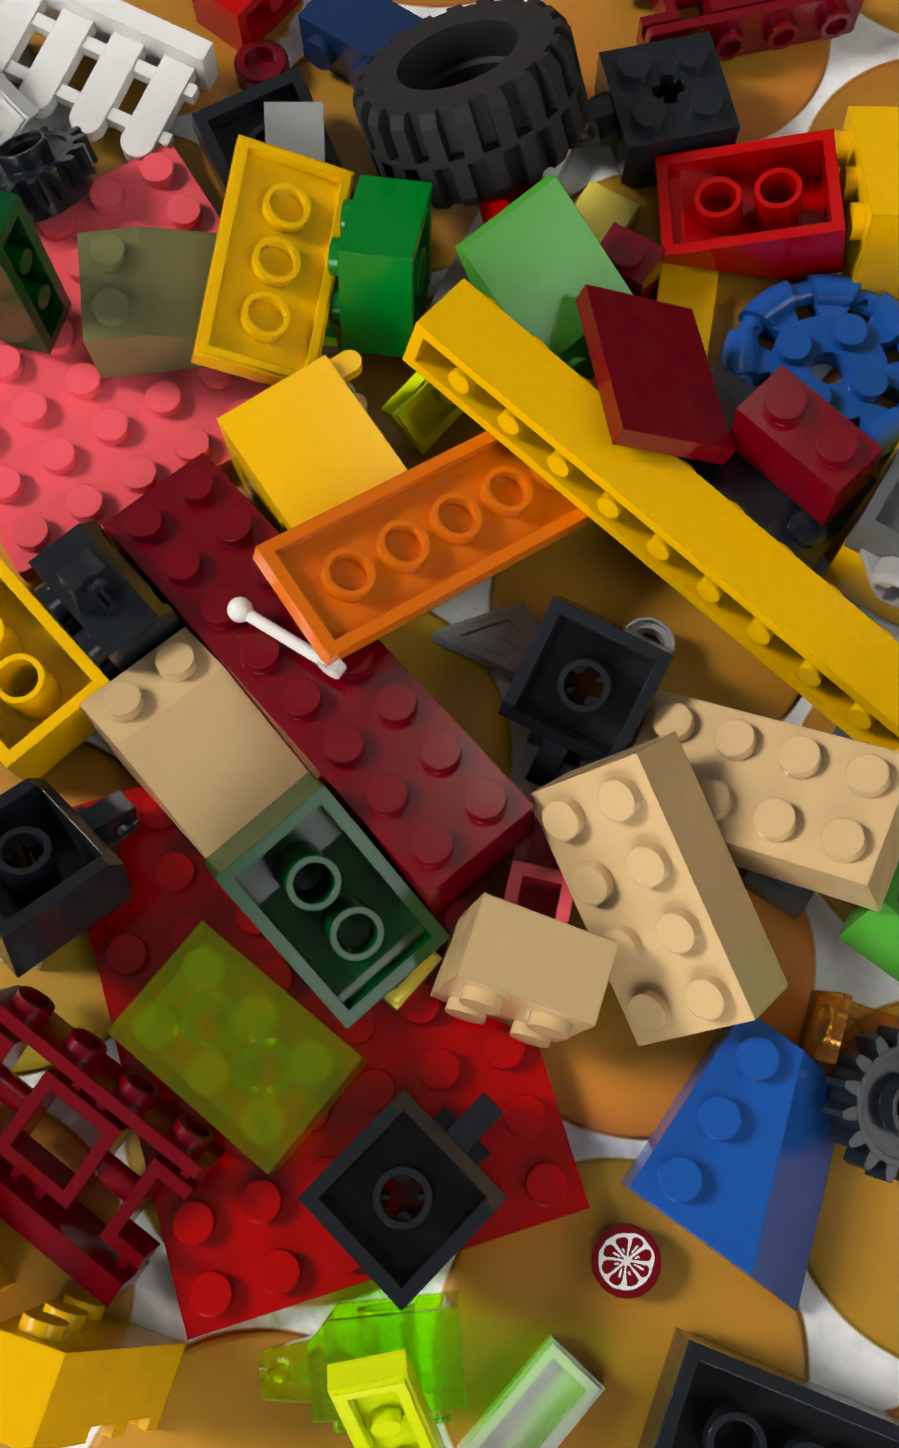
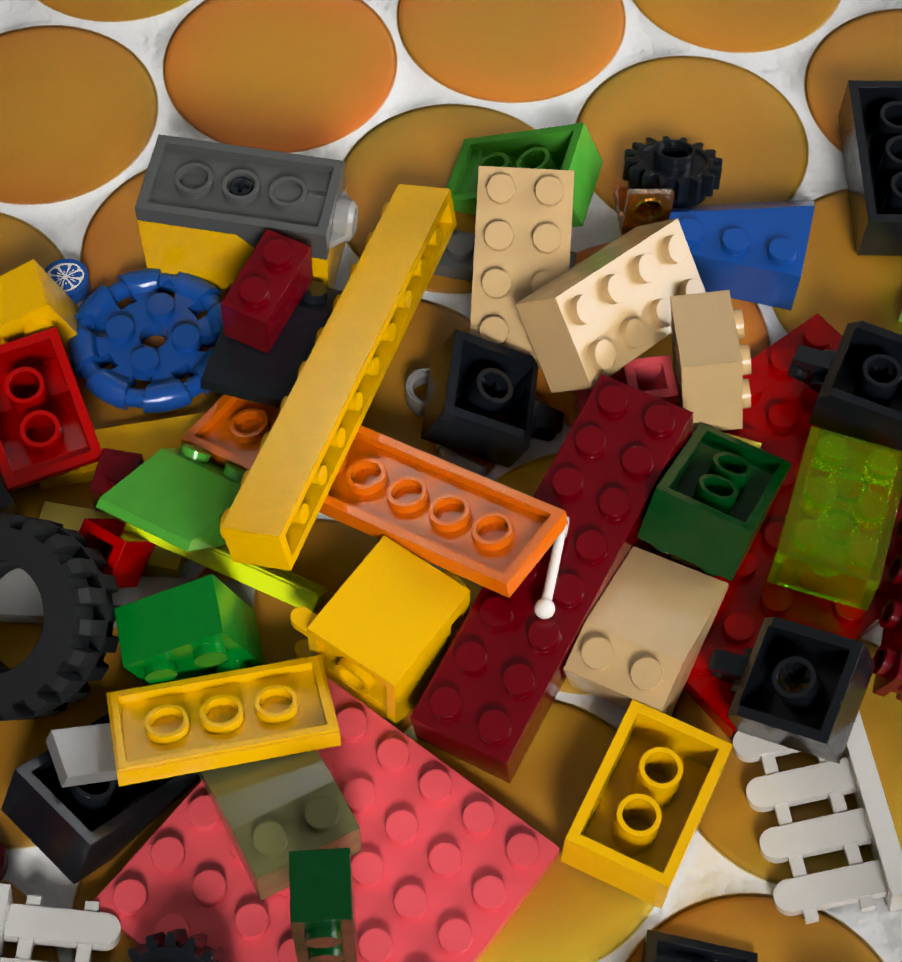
camera: 115 degrees left, 15 degrees down
(102, 599) = (568, 738): black hinge -> none
(625, 1260) = (835, 290): dark red tile -> none
(653, 376) = (239, 401): dark red tile -> none

